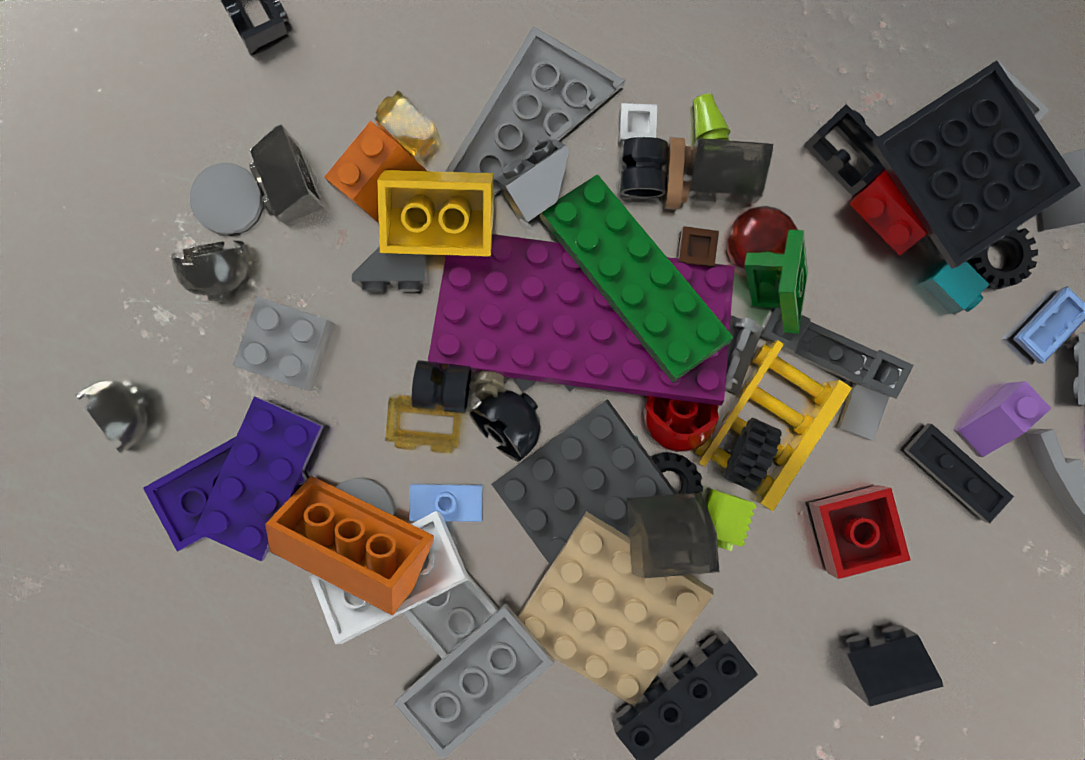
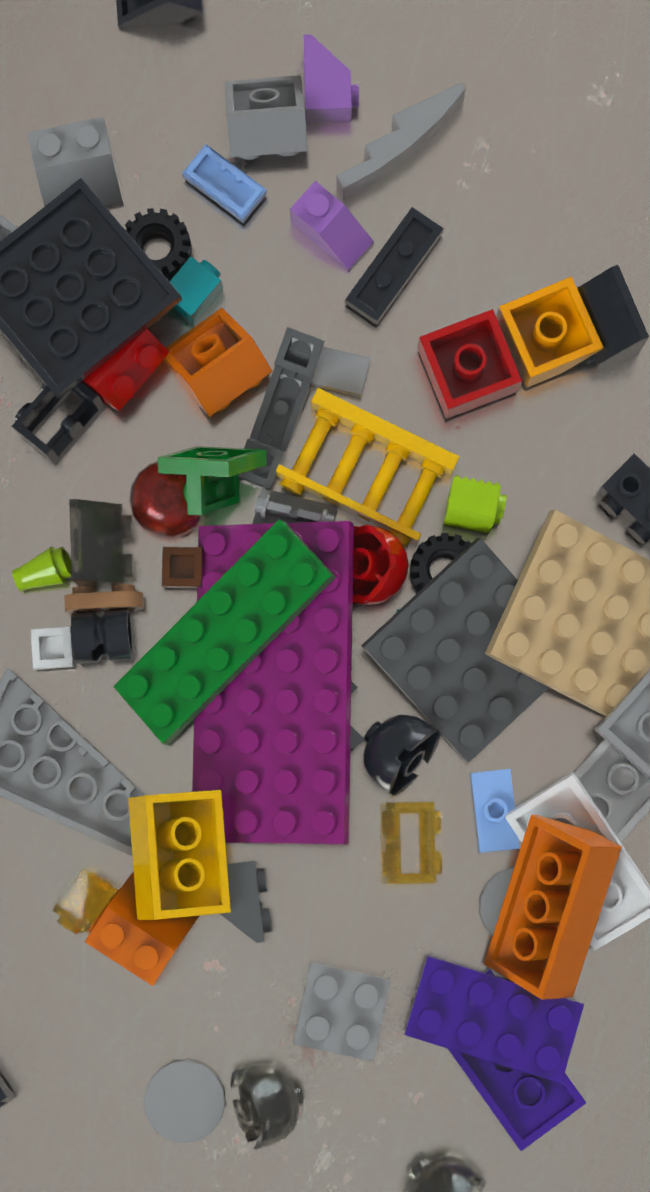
camera: 95 degrees left, 5 degrees down
(284, 176) = (155, 1034): clear smoke slope -> none
(441, 386) = (369, 824): black wheel -> none
(487, 384) = (359, 777): dark tan plate -> none
(536, 180) = (129, 751): slope -> none
(671, 536) = (498, 560): clear smoke slope -> none
(753, 454) = (402, 484): black tyre -> none
(882, 610) = (548, 331): none -> light orange slope
(884, 299) = (217, 362): none -> orange slope

